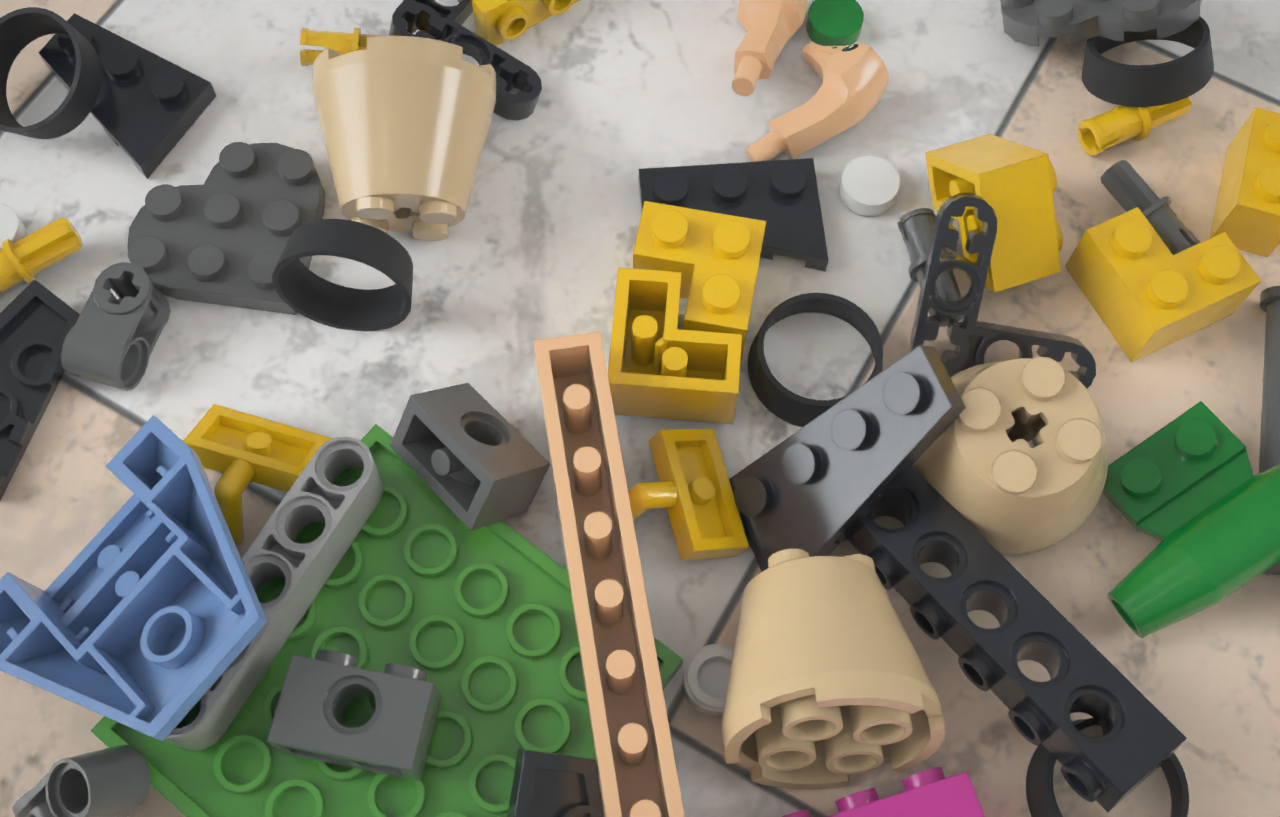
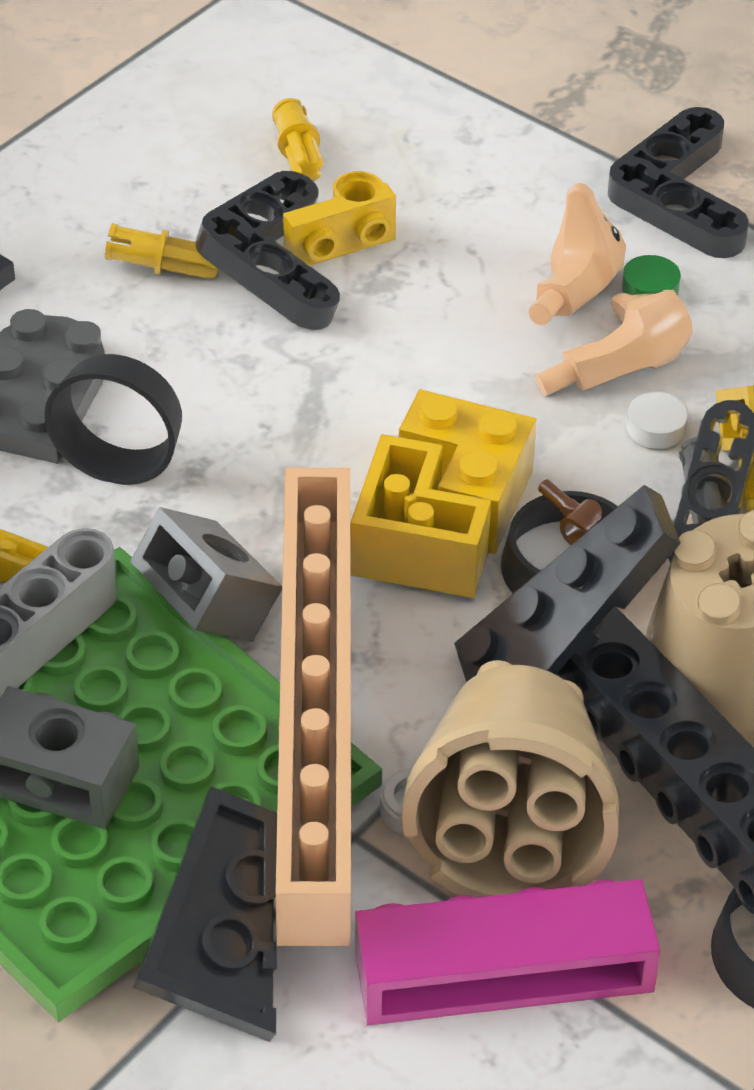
camera: 10 degrees right, 20 degrees down
(404, 131) = (198, 301): tan cone -> none
(695, 493) = (422, 640): yellow plate -> none
(770, 191) = (566, 419): black wing -> none
(831, 335) = (578, 517): none -> reddish brown hand

